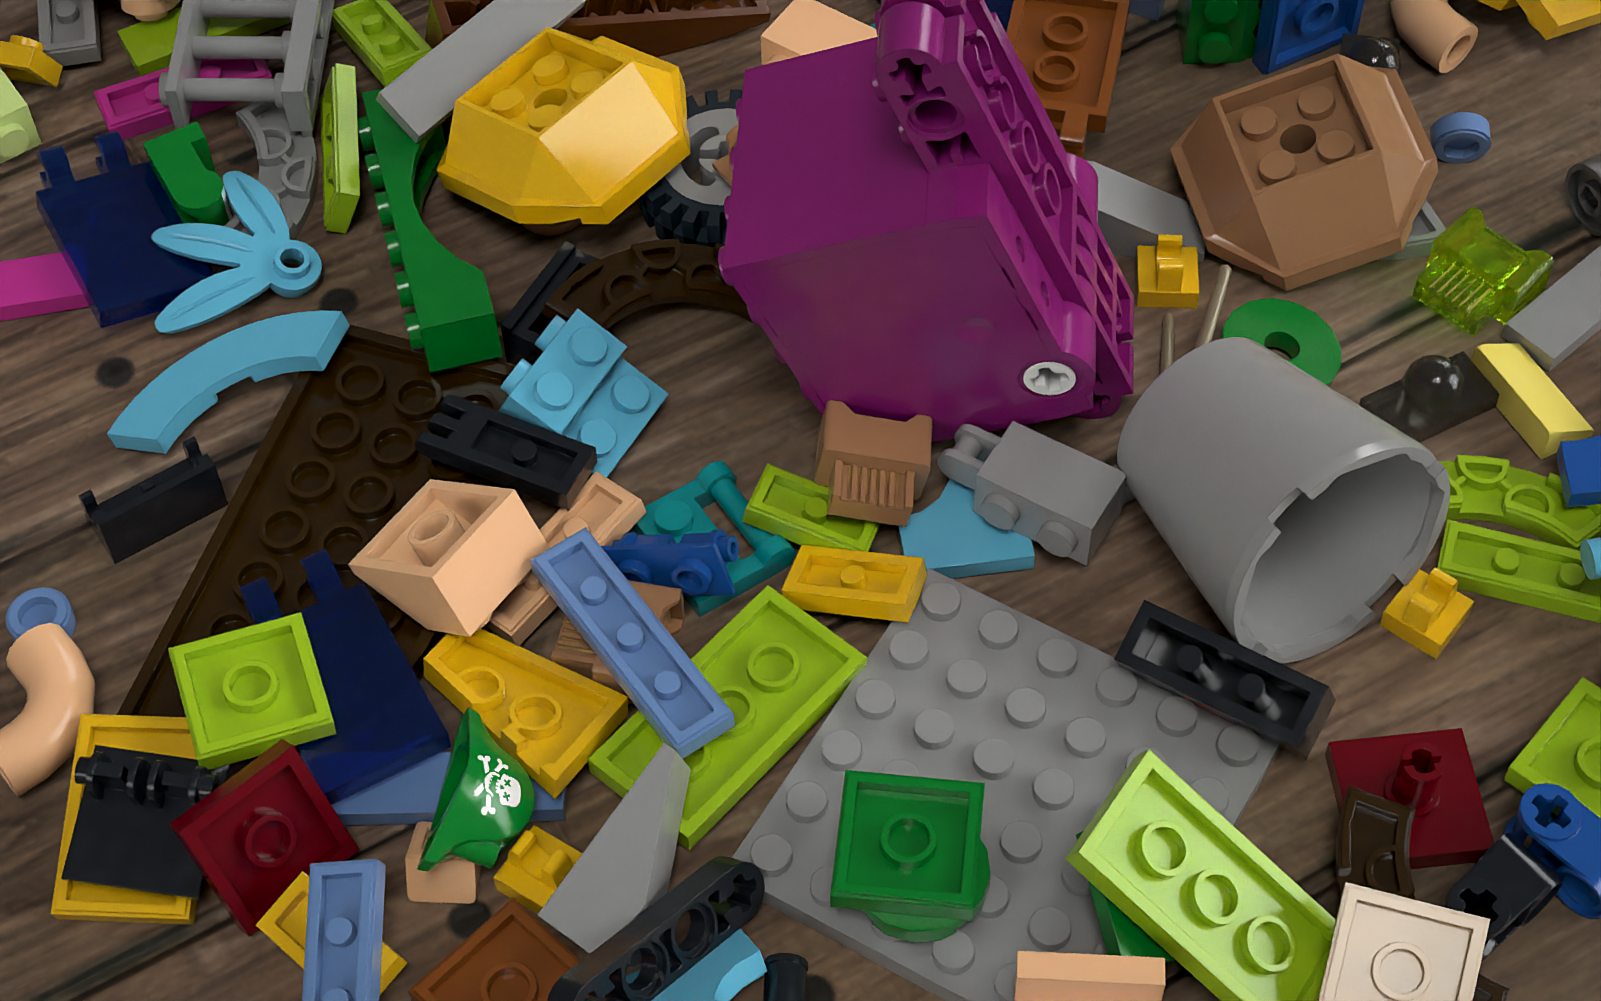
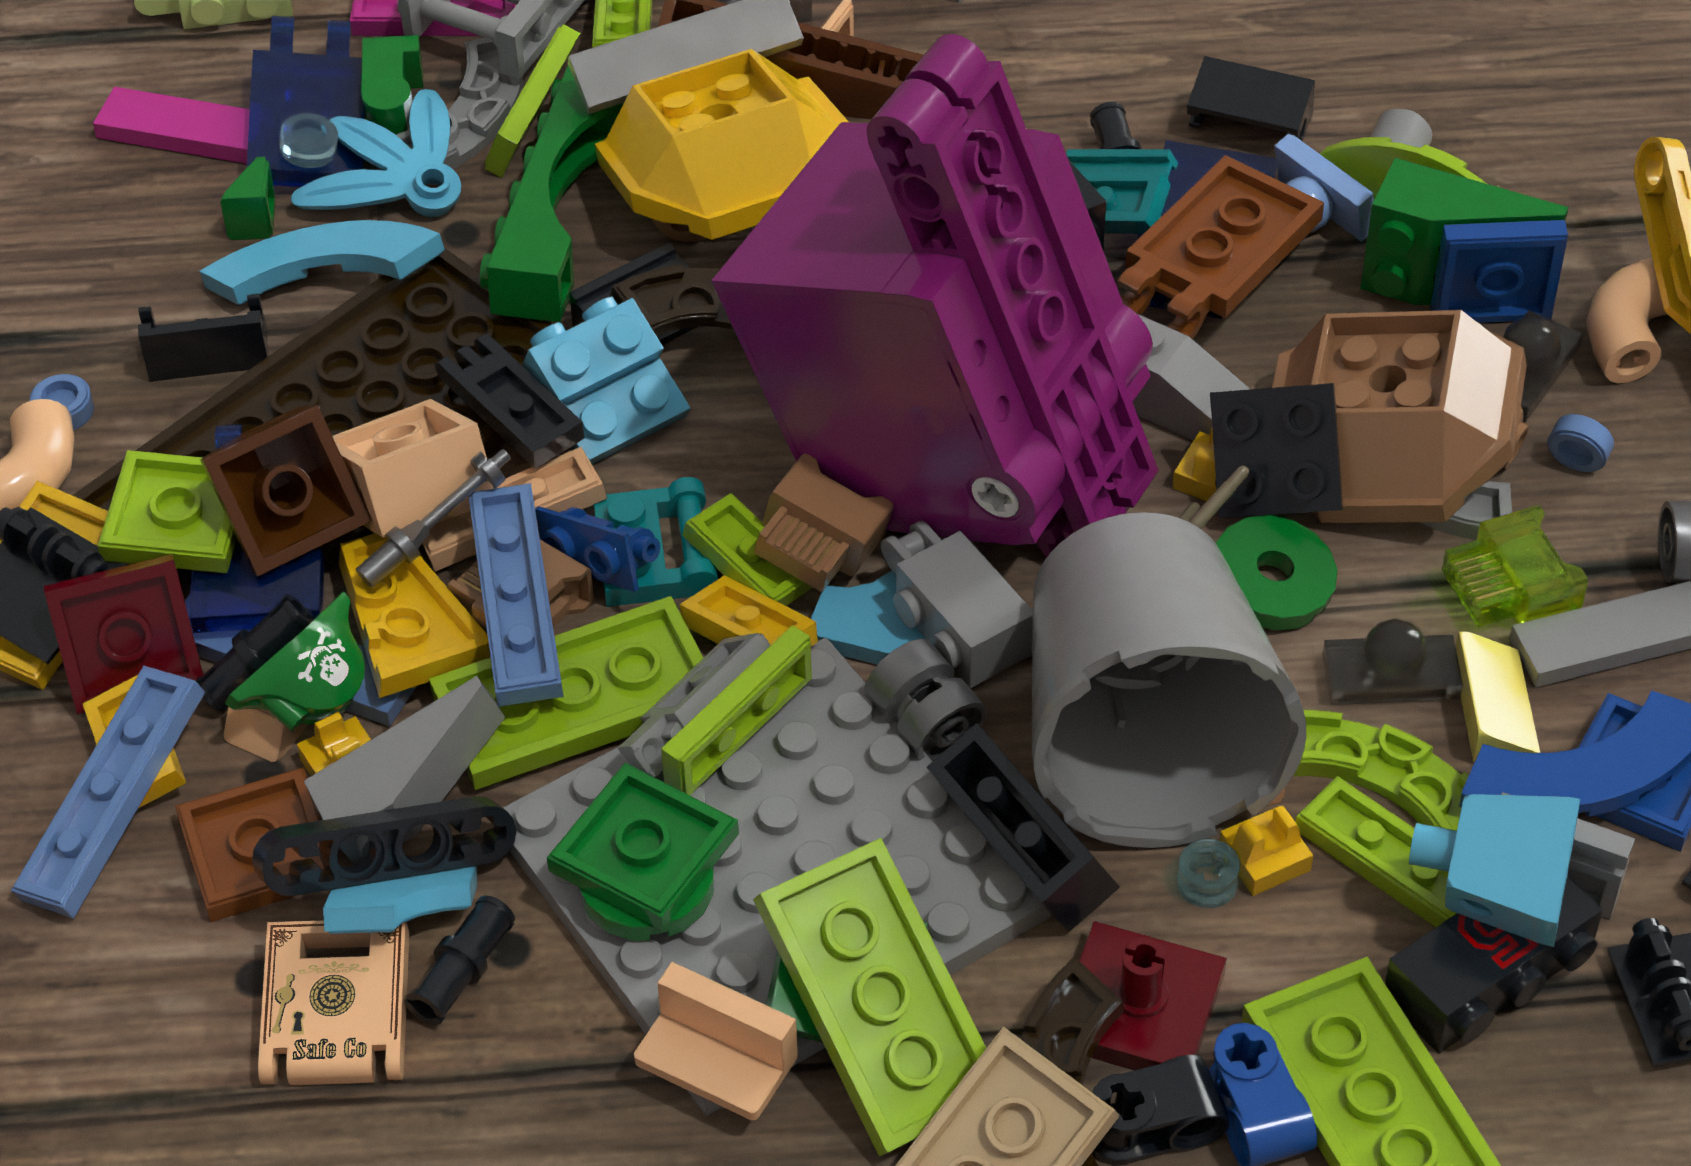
camera: 25 degrees right, 5 degrees down
(121, 347) = (250, 203): none -> green slope
(146, 263) = (308, 140): none -> clear light blue tile
(356, 623) = (285, 488): none -> reddish brown slope
(406, 801) = (254, 649): none -> black pin
(497, 633) = (404, 542): none -> flat silver piece
(865, 680) = (688, 698): none -> light grey hinge
(913, 675) = (738, 712): none -> lime tile
(1043, 581) = (922, 695): none -> flat silver wheel
(1239, 225) = (1286, 444): none -> black hinge
(1392, 636) = (1223, 862): none -> clear light blue bush

